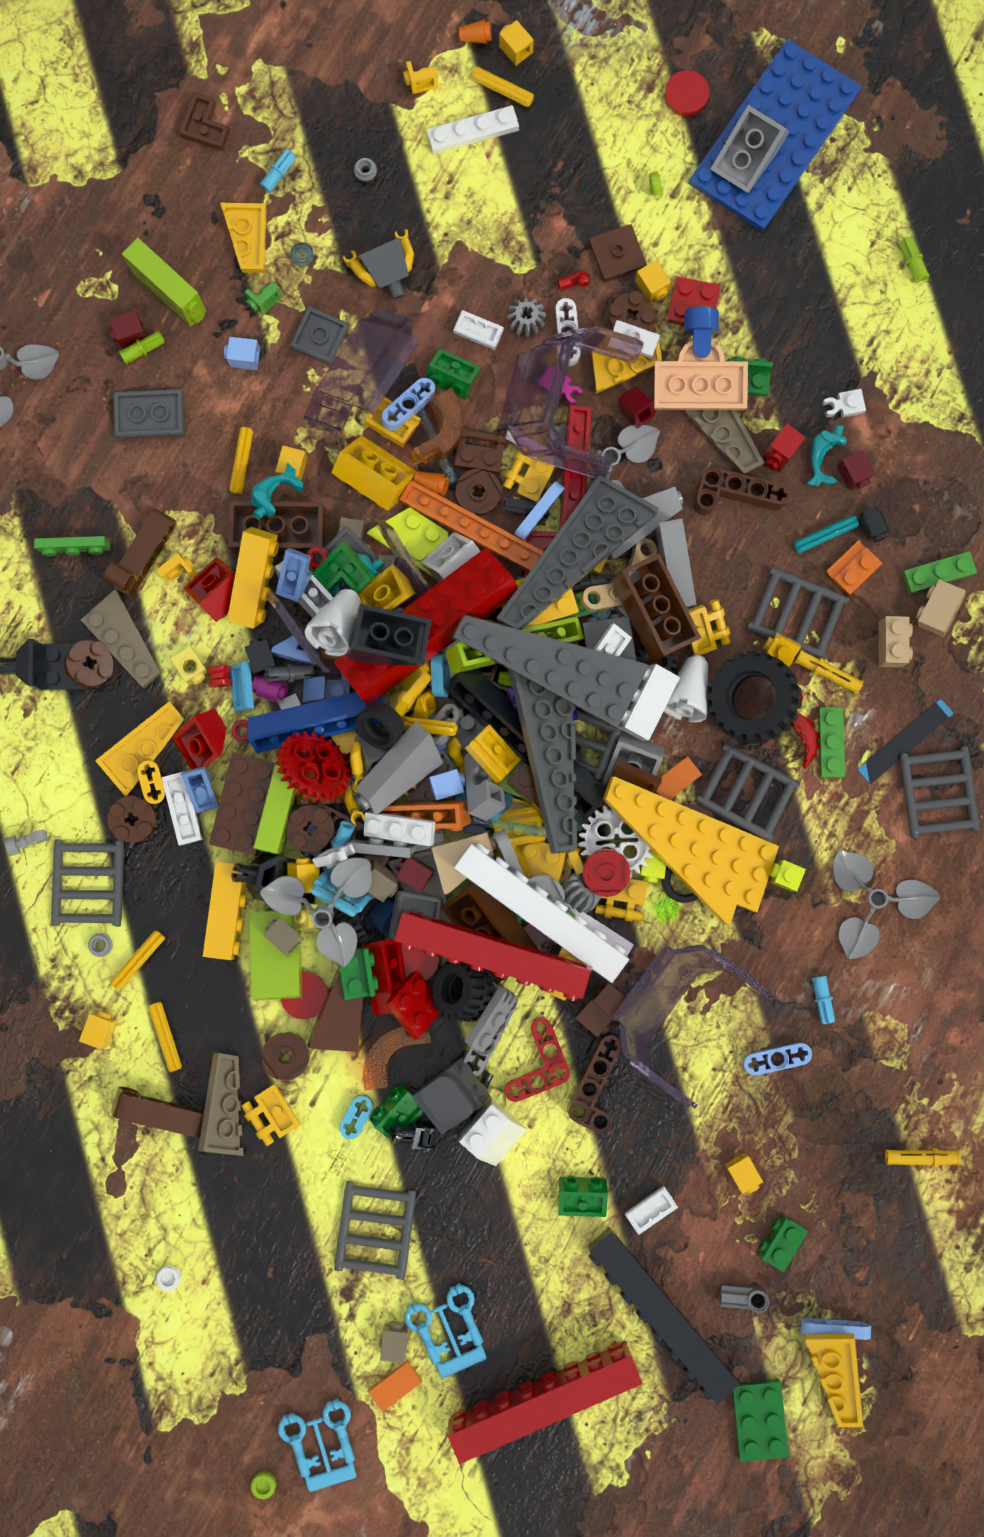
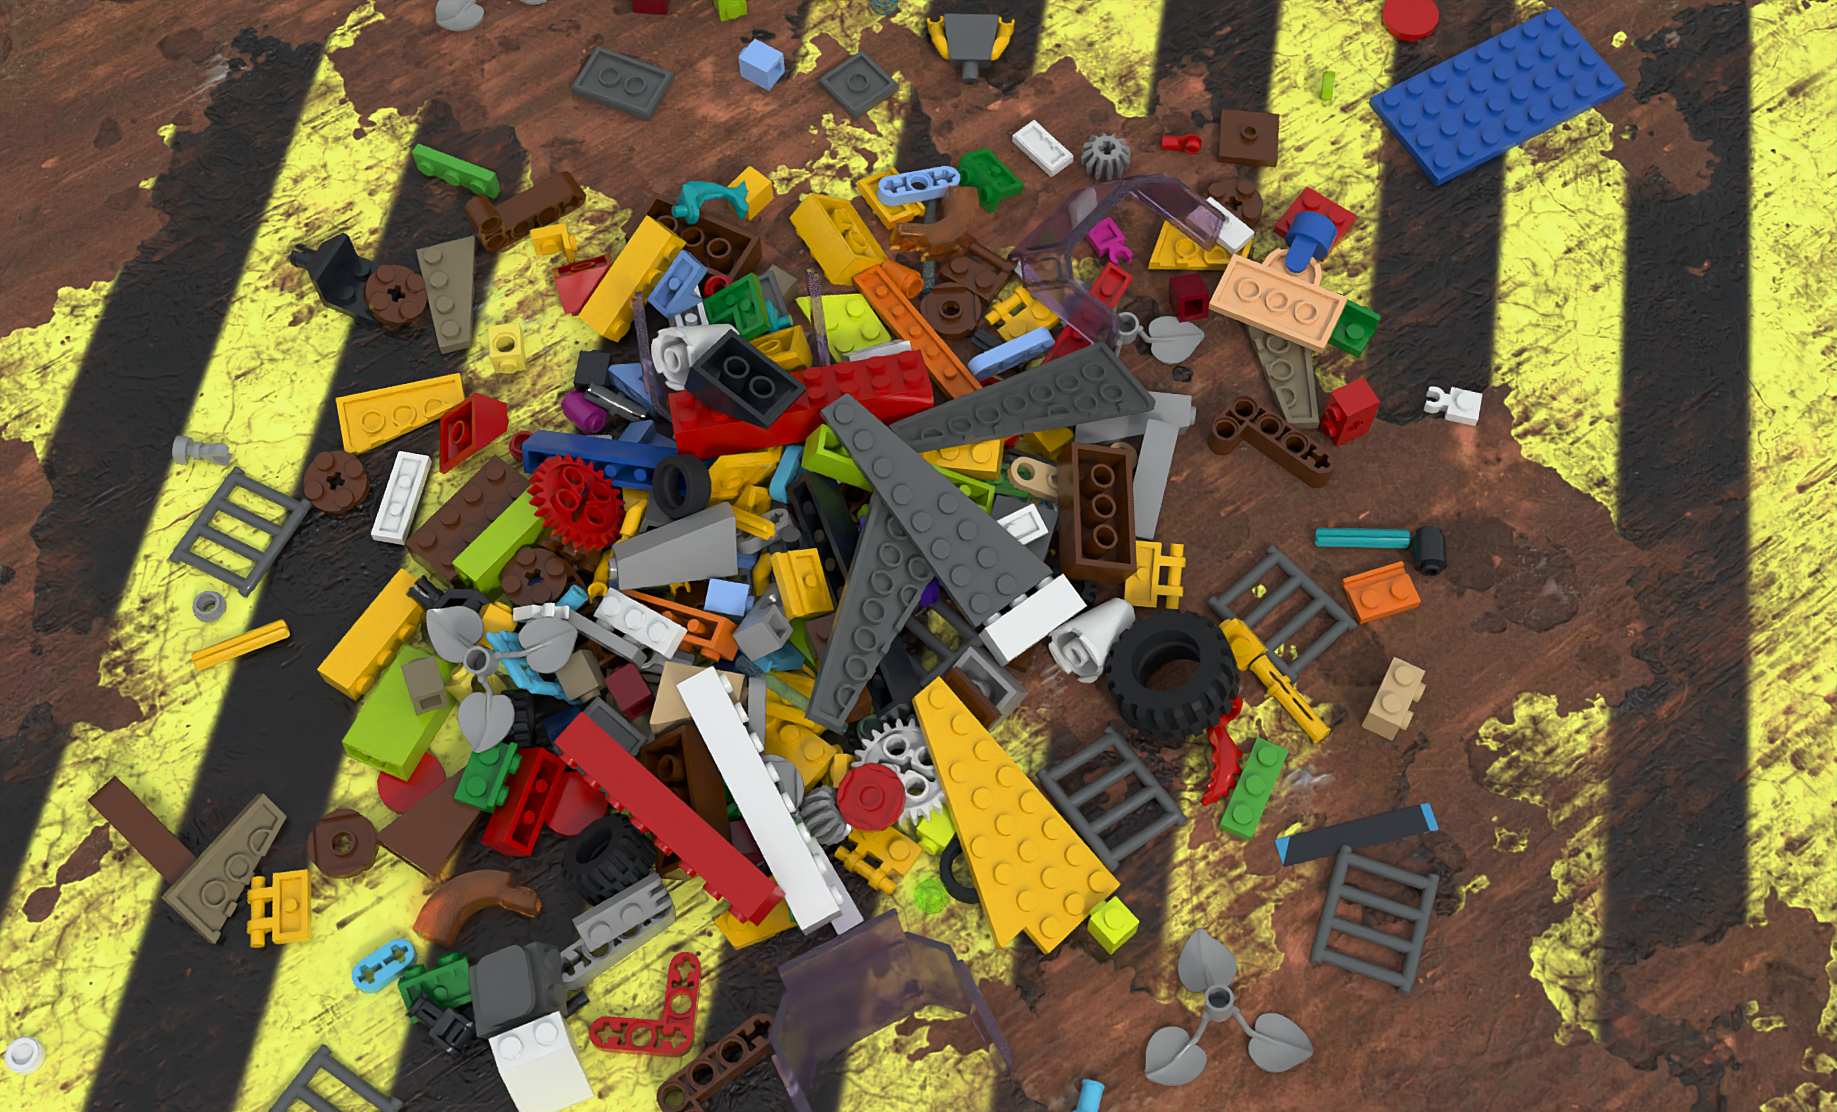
camera: 30 degrees right, 20 degrees down
(98, 1029) = (142, 701): yellow brick -> none
(141, 347) = (654, 17): lime axle -> none
(145, 783) = (376, 449): yellow beam -> none
(165, 1037) = (214, 750): yellow axle -> none
(200, 789) = (434, 480): medium blue slope -> none
(219, 676) = (533, 374): red wheel -> none
(241, 460) = (697, 165): yellow axle -> none
(242, 687) = (552, 396): medium azure tile -> none
(265, 300) = (818, 23): bright green bracket -> none
(359, 375) = (867, 109): piece -> none
(413, 1005) = (535, 850): red plate -> none
(572, 315) = (1134, 203): white beam -> none
(599, 1009) = (761, 979): reddish brown brick -> none
(653, 281) = (1275, 179): yellow brick -> none
(678, 778) = (1029, 739): orange tile -> none
(749, 149) = (1457, 87): light grey slope -> none
(822, 443) = (1402, 432): teal animal -> none
(856, 470) = (1434, 479): dark red brick -> none
(914, 259) = (1613, 285): lime axle -> none
(940, 608) = (1475, 684): tan brick -> none
(947, 570) = (1493, 647): bright green plate -> none

